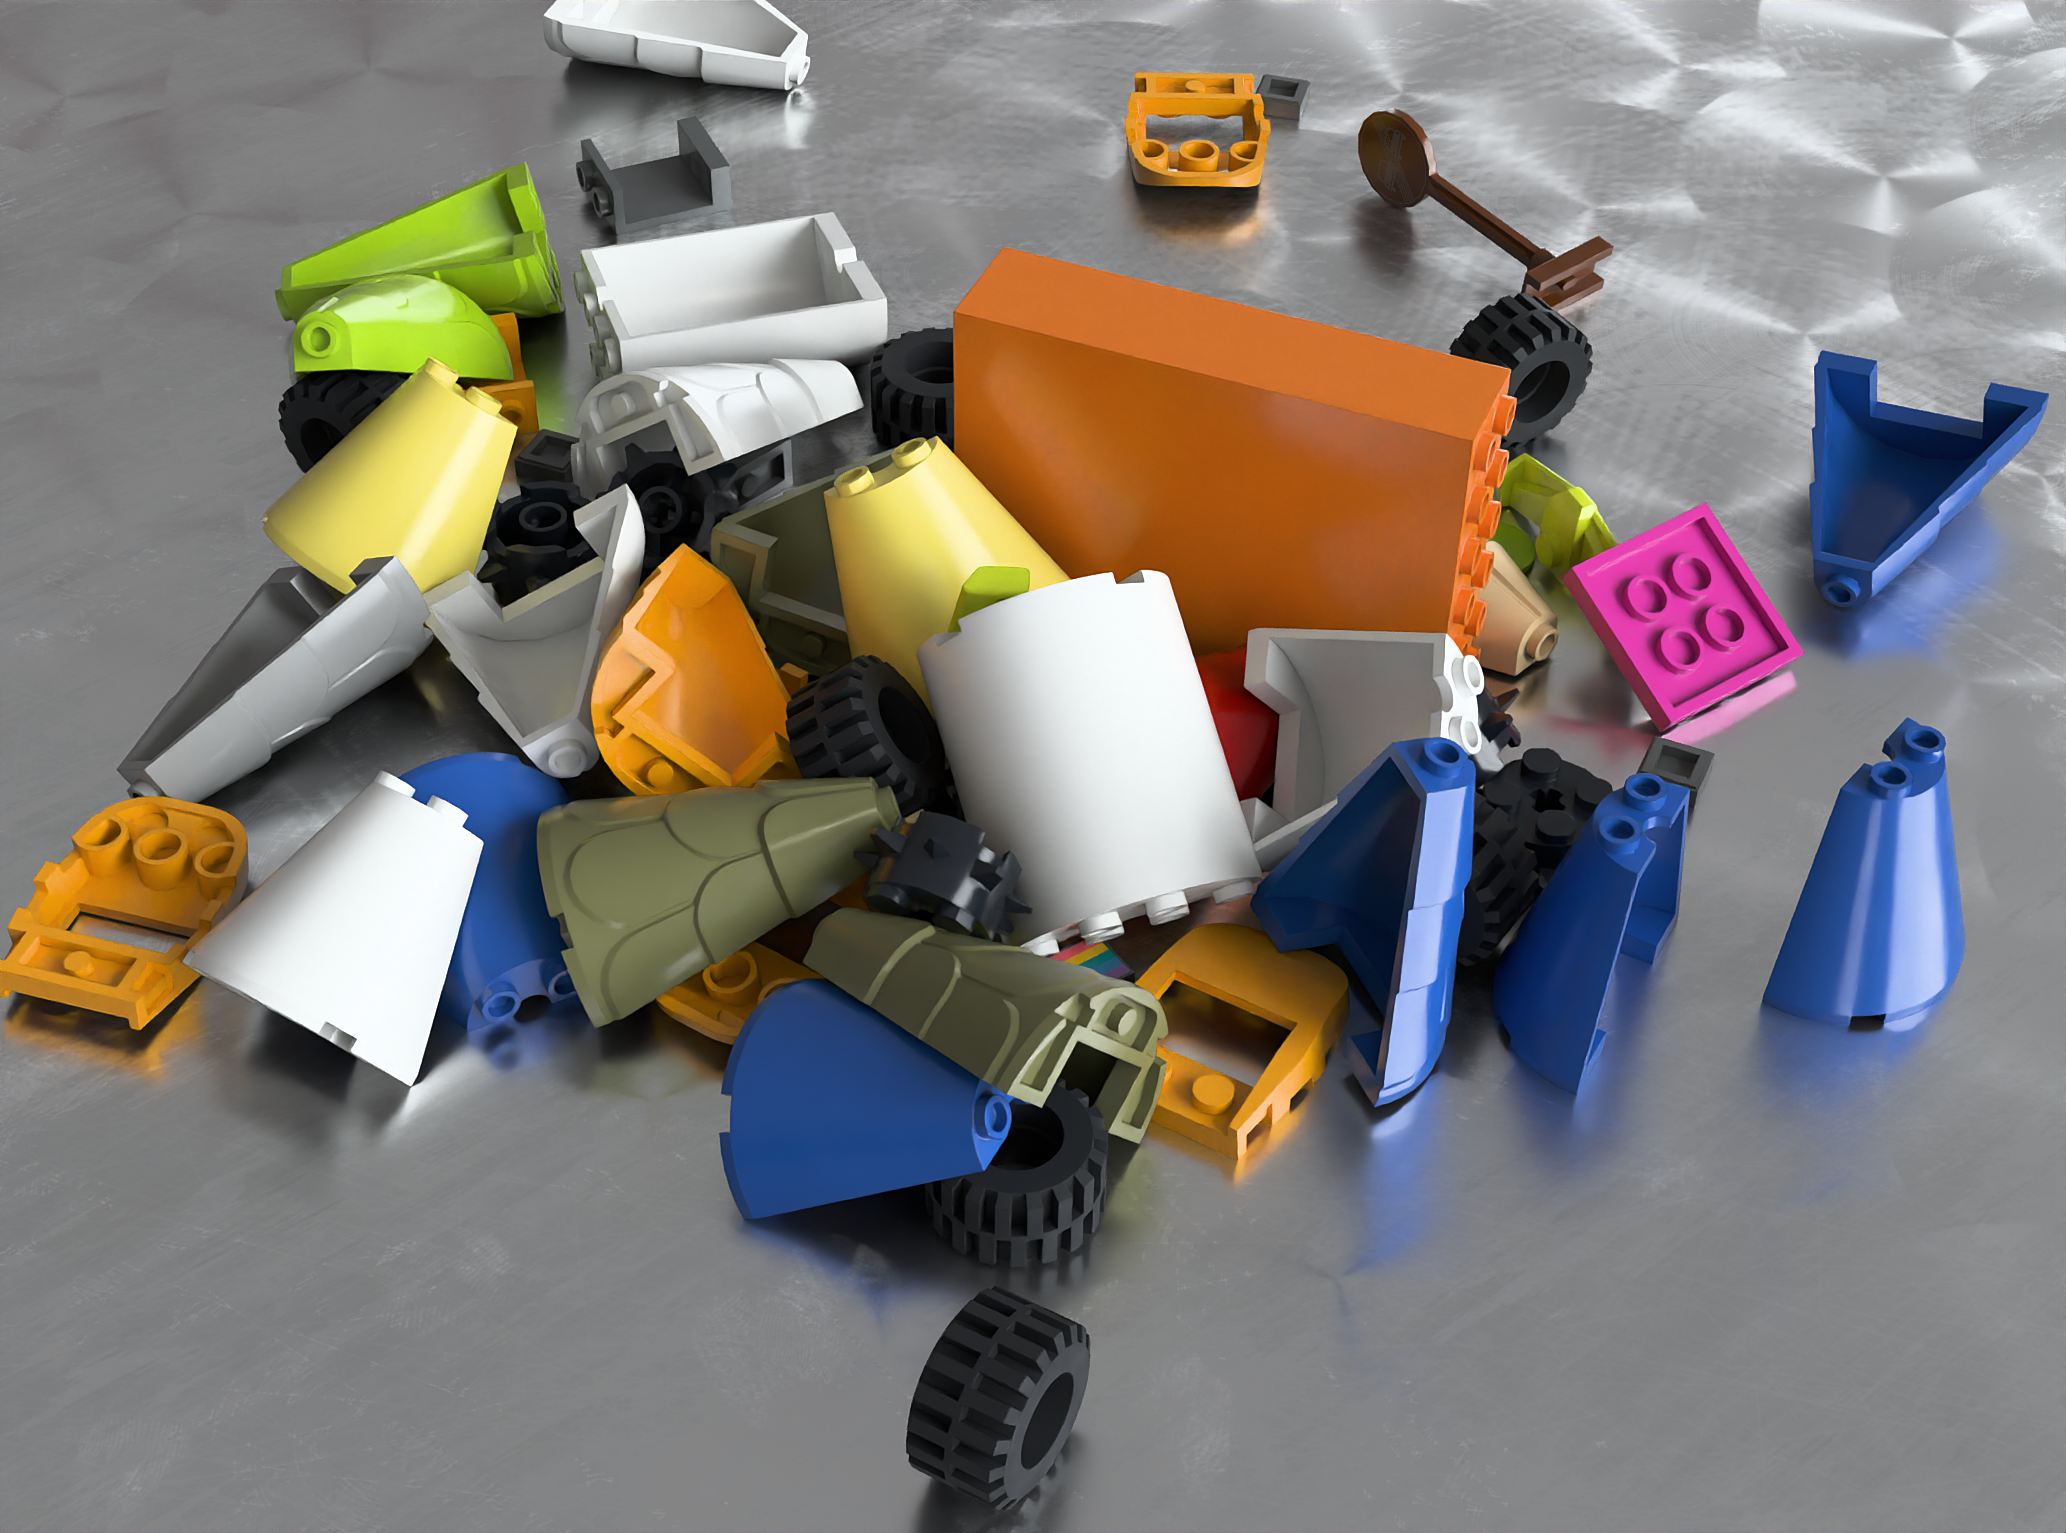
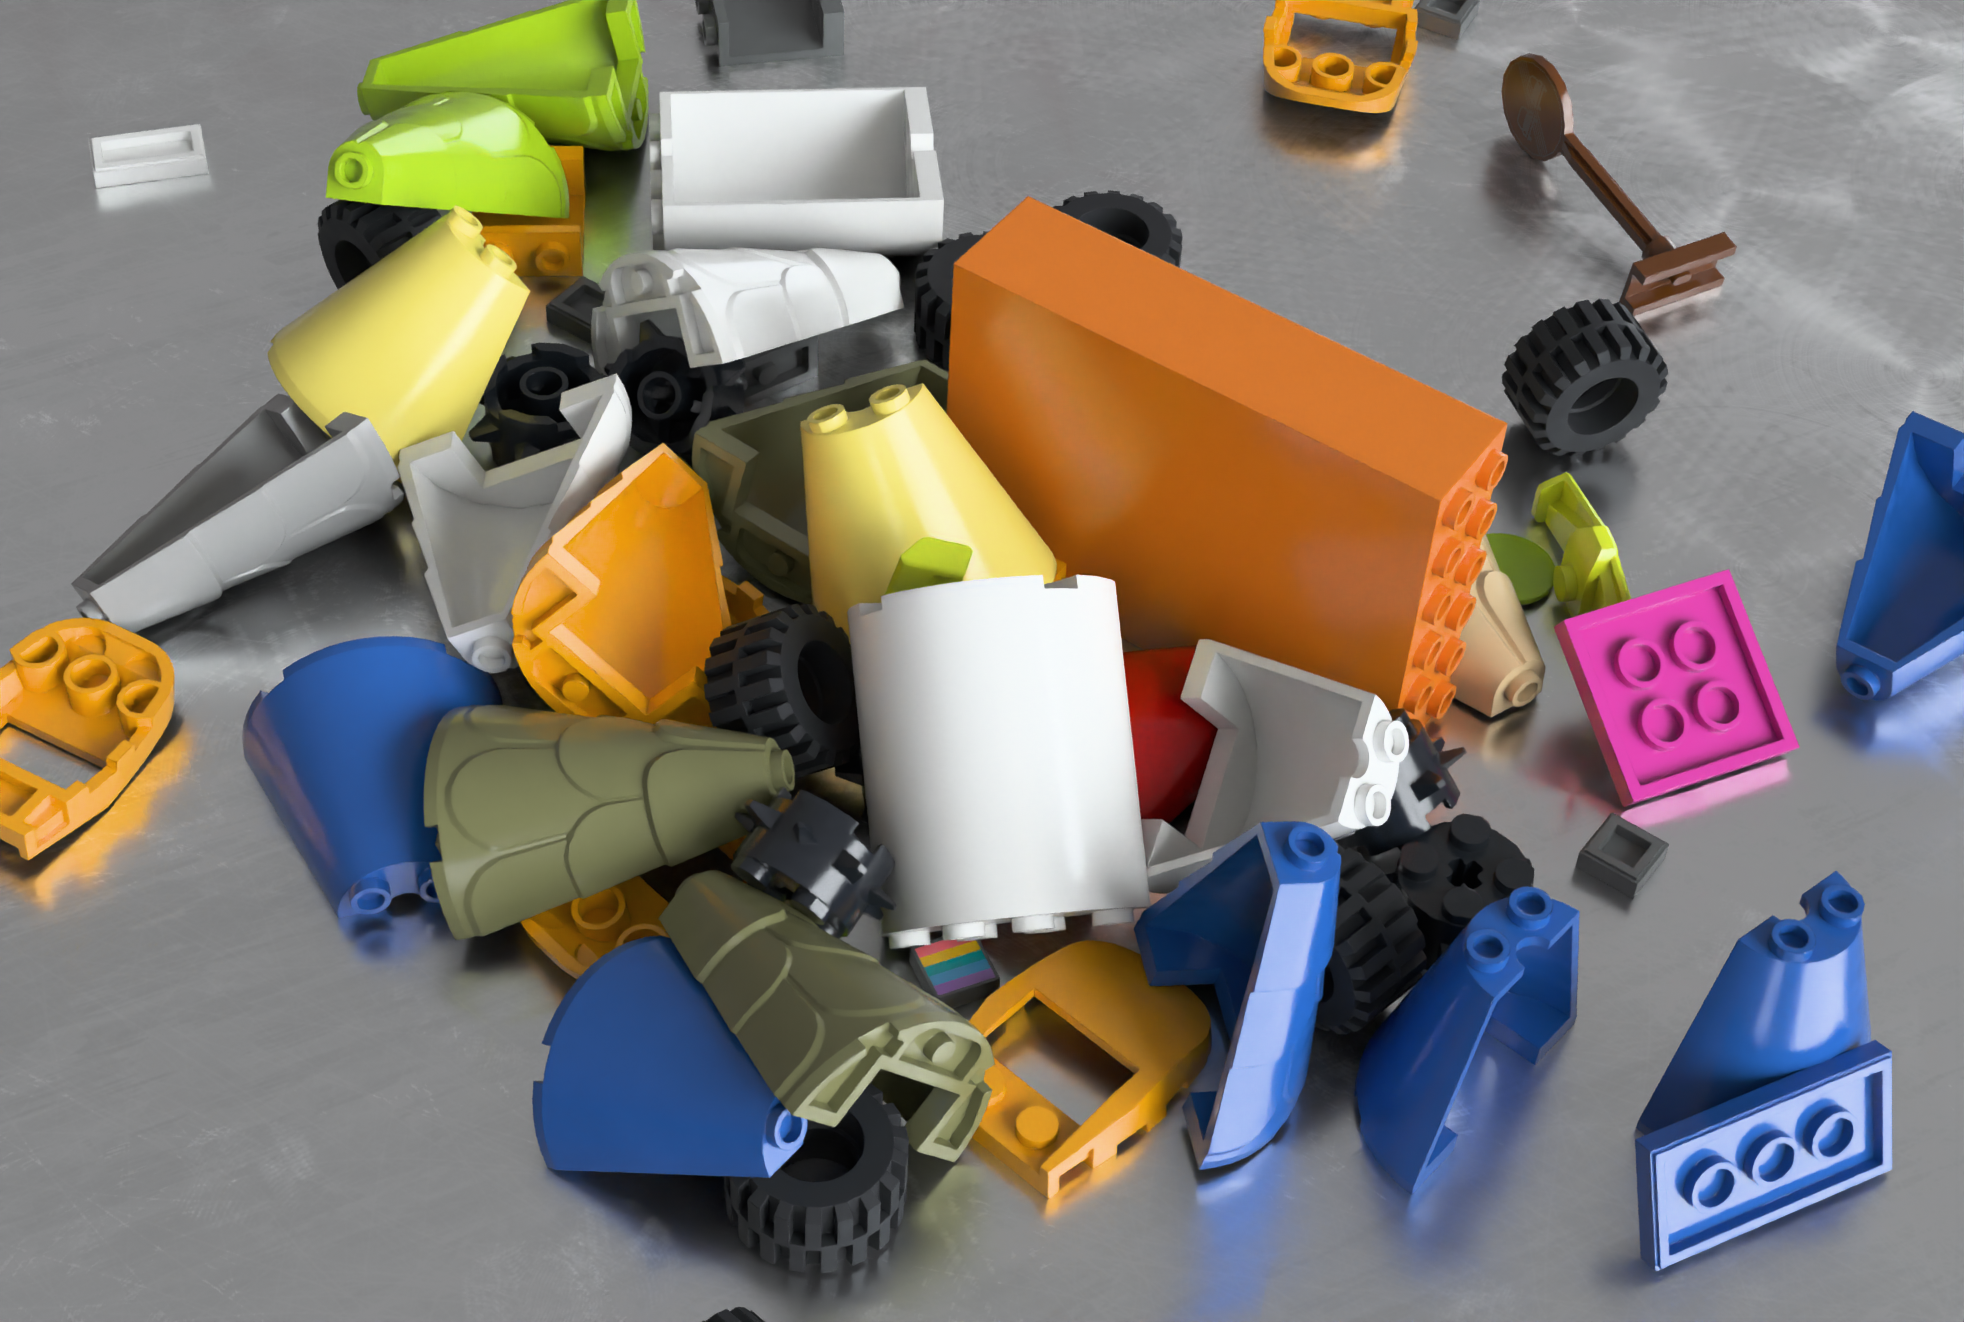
camera: 10 degrees right, 5 degrees up
(78, 387) = (148, 156): none -> white tile
(356, 927) = (242, 801): white cone -> none
(1895, 994) = (1764, 1154): none -> tile

